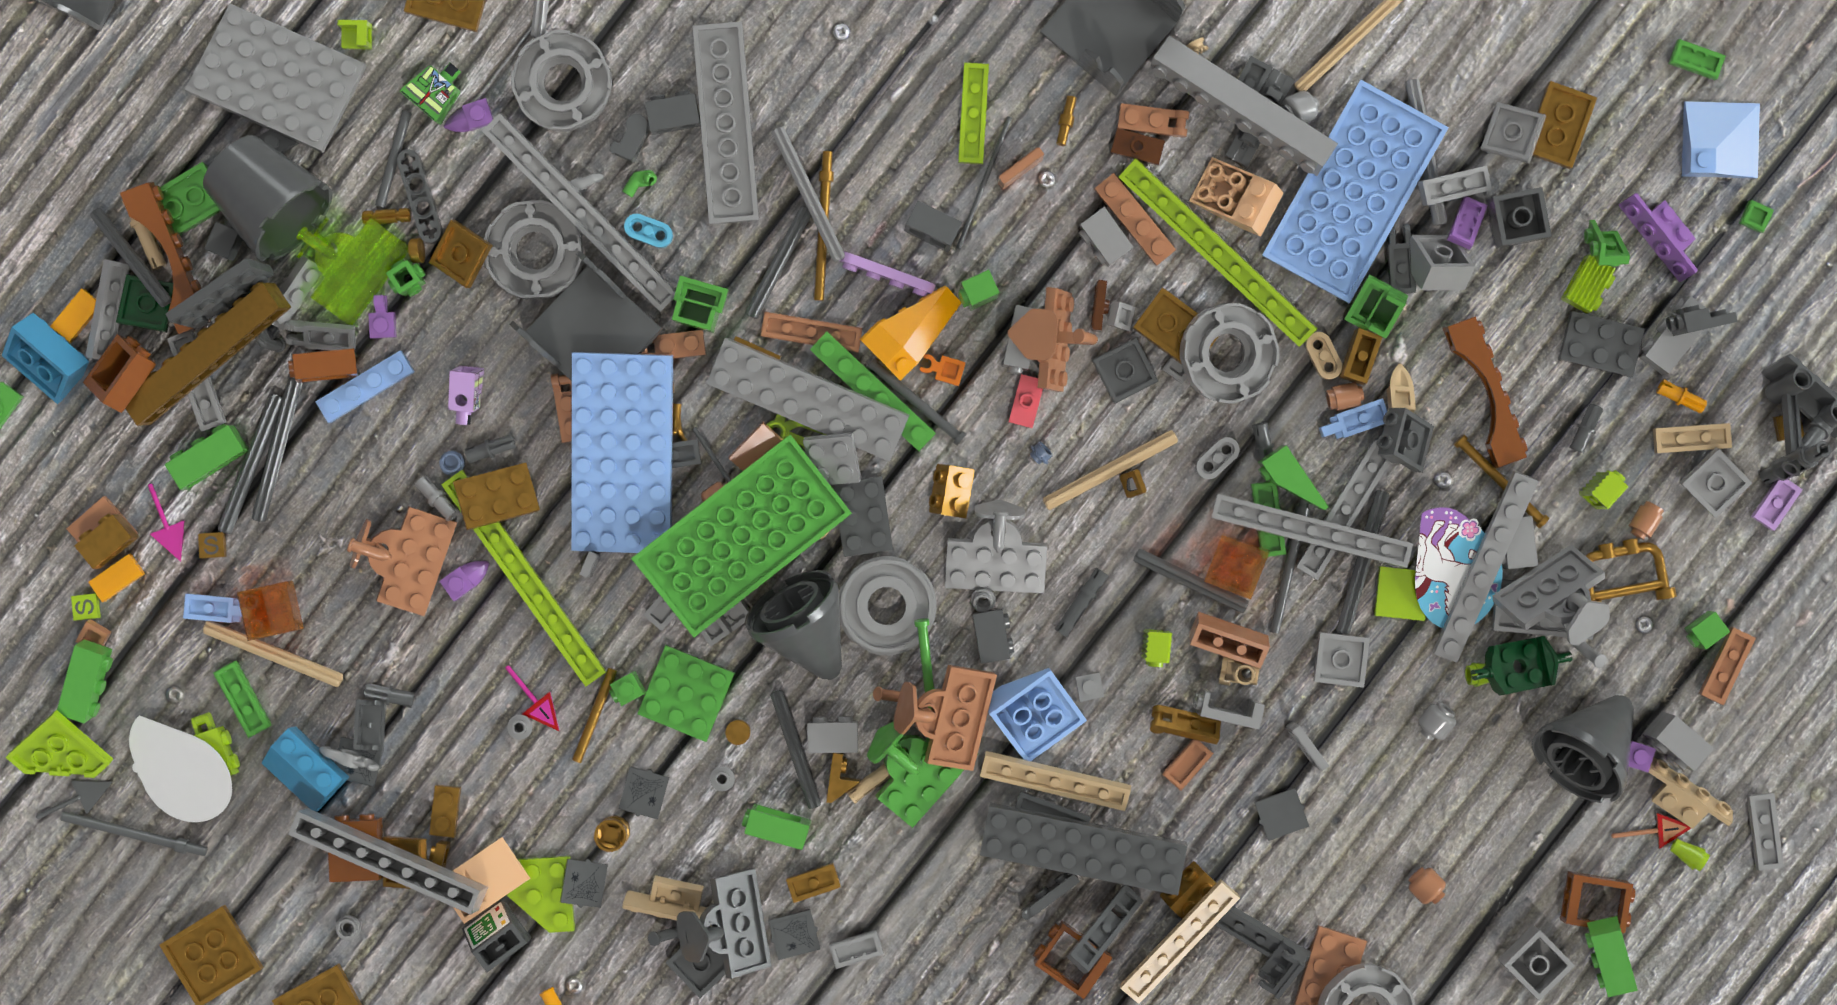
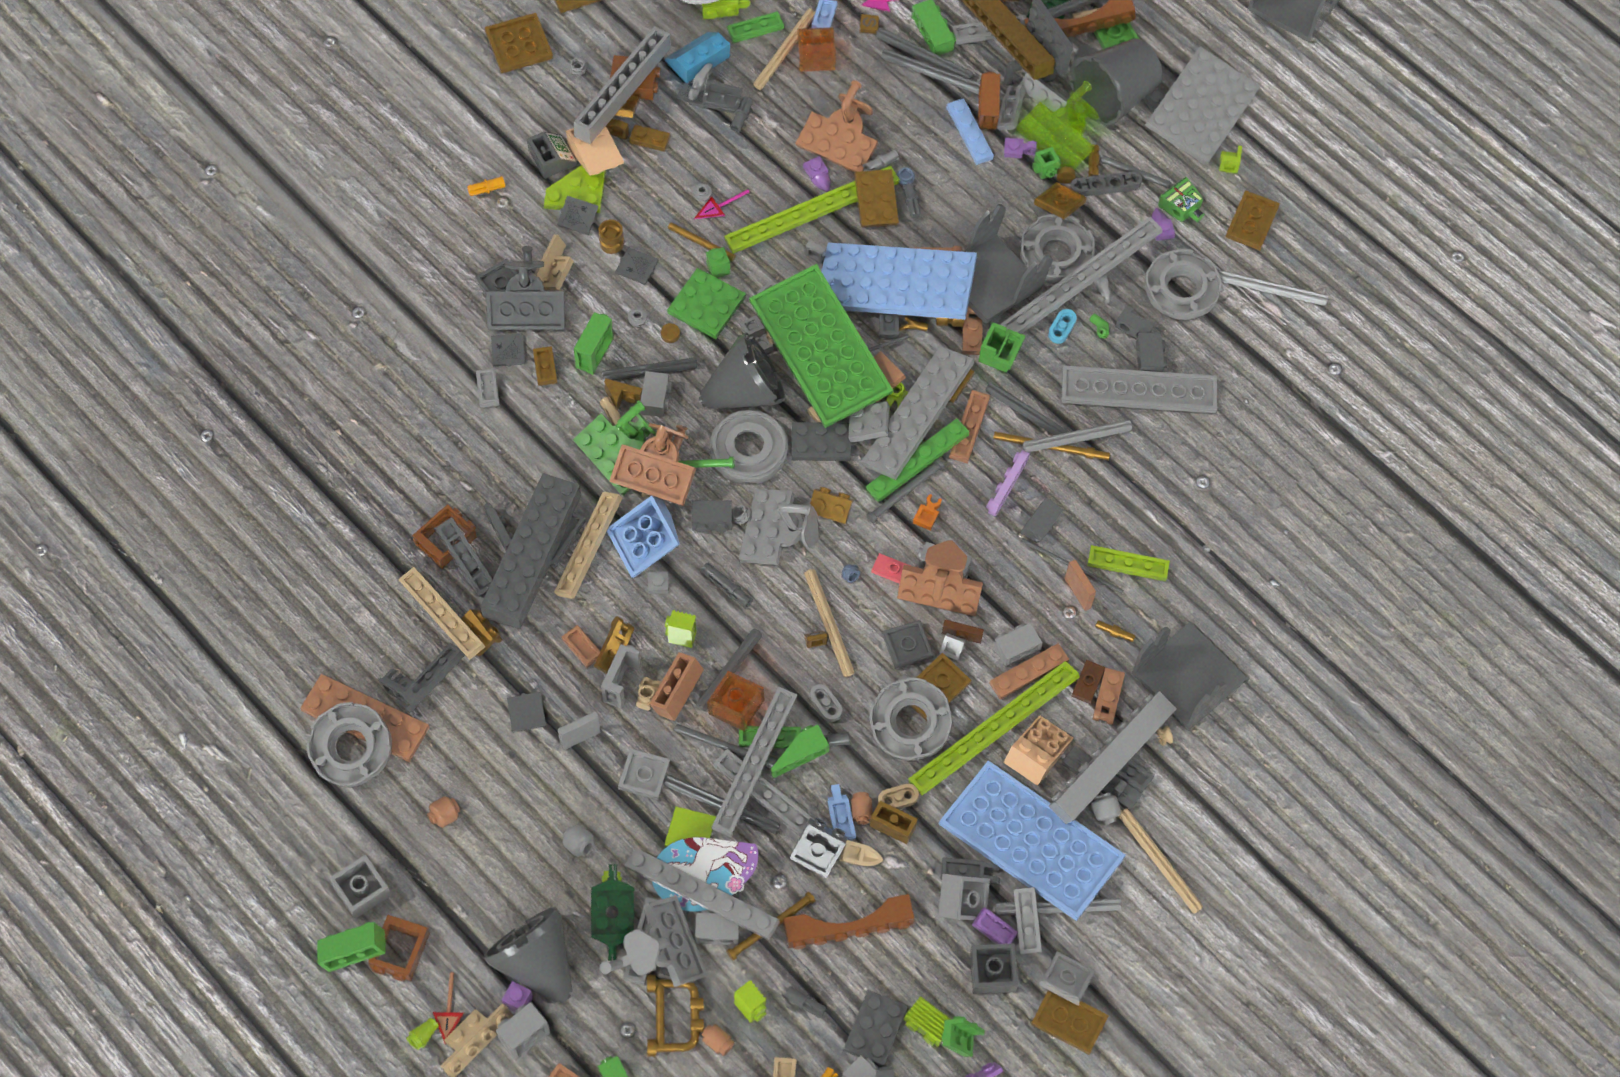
camera: 95 degrees right, 25 degrees down
(466, 382) = (957, 188): lavender torso -> none
(909, 334) = (958, 486): light orange wedge -> none
(978, 291) = (986, 536): bright green brick -> none
(1376, 307) = (933, 840): bright green plate -> none

